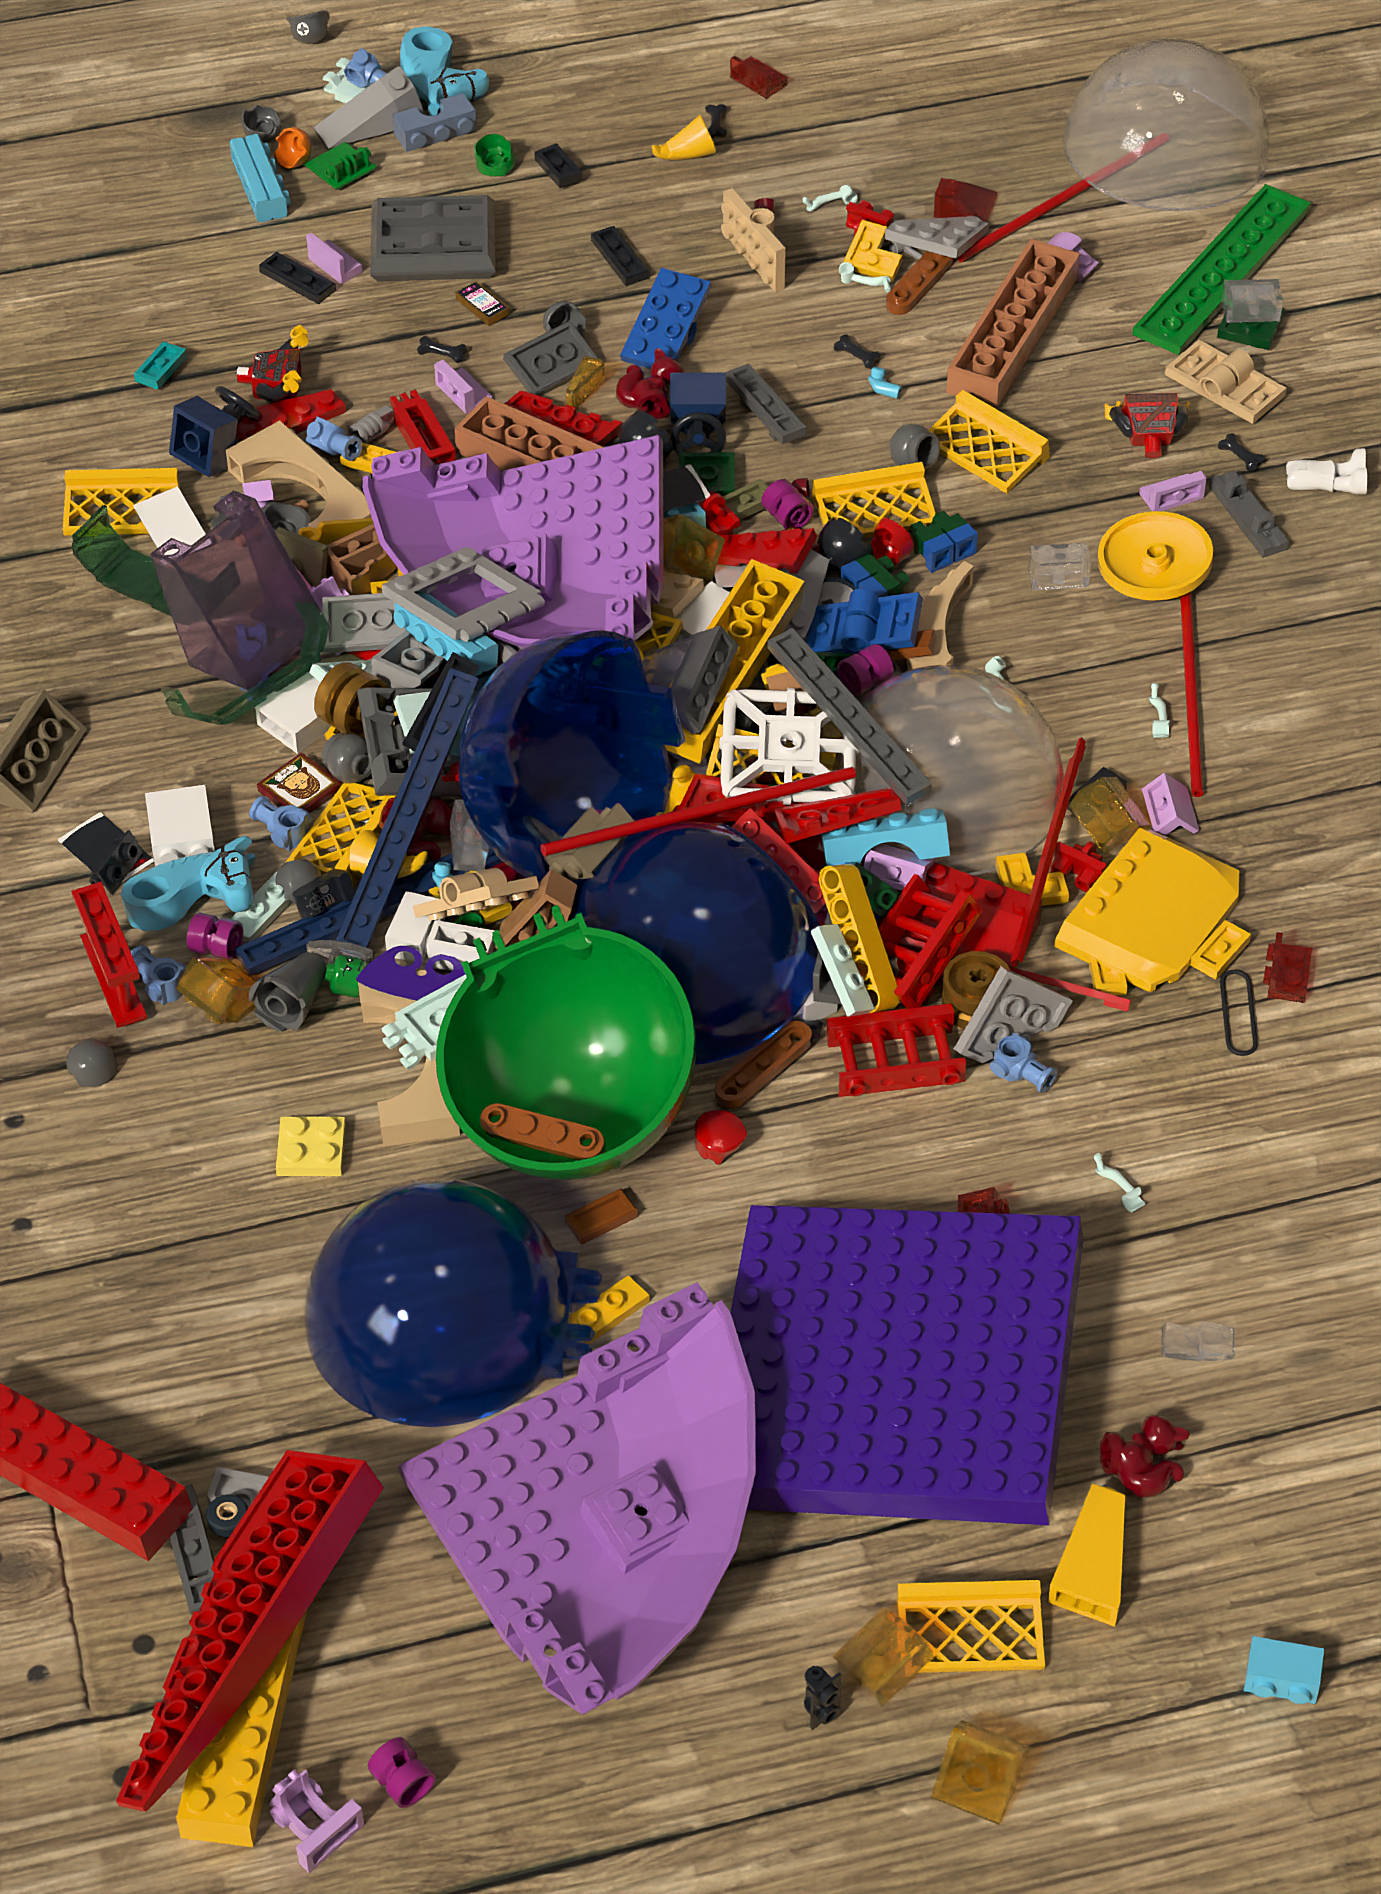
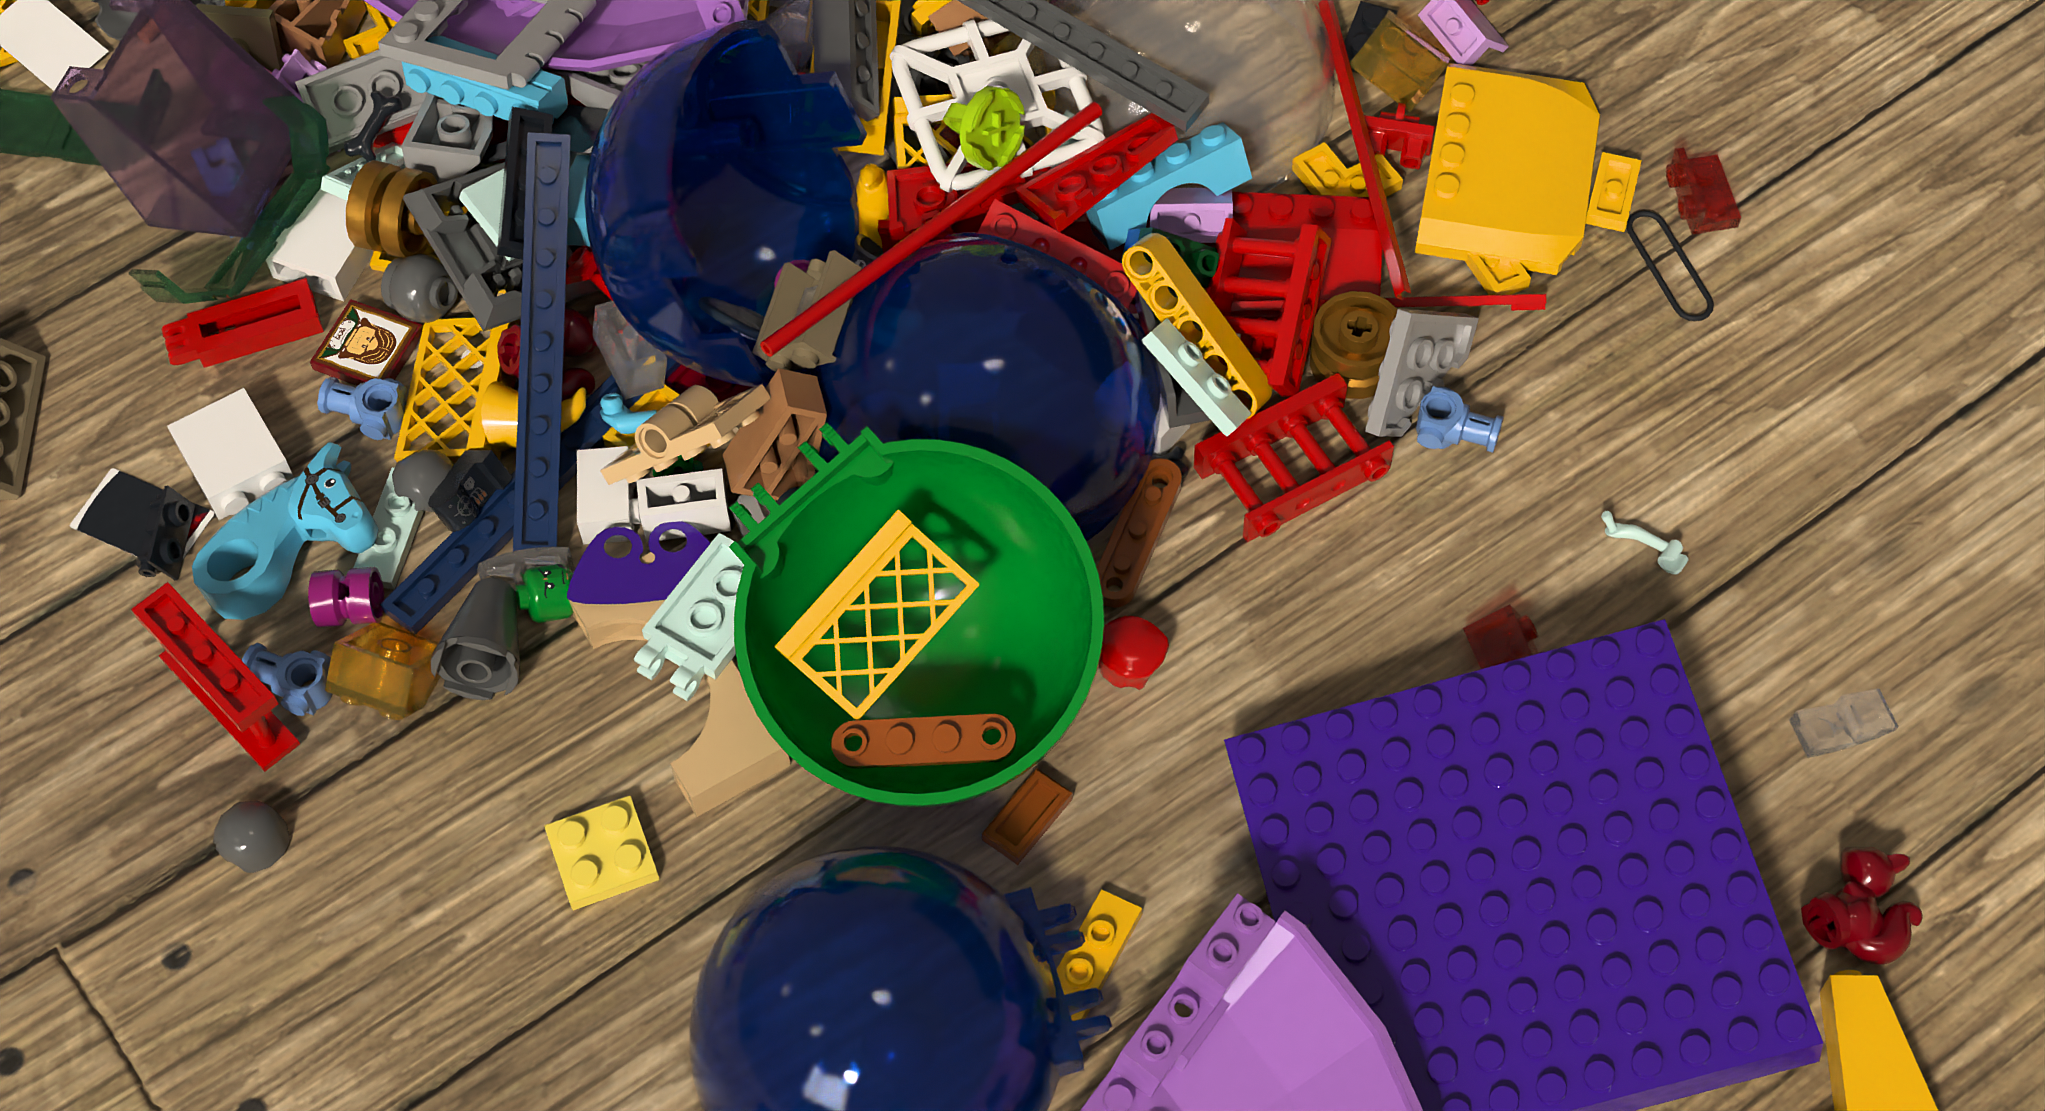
camera: 20 degrees left, 10 degrees up
(224, 748) = (260, 322): none -> red hinge
(373, 632) = (382, 110): none -> black piece
(534, 1014) = (848, 587): none -> yellow fence
(767, 759) = (988, 126): none -> lime tile

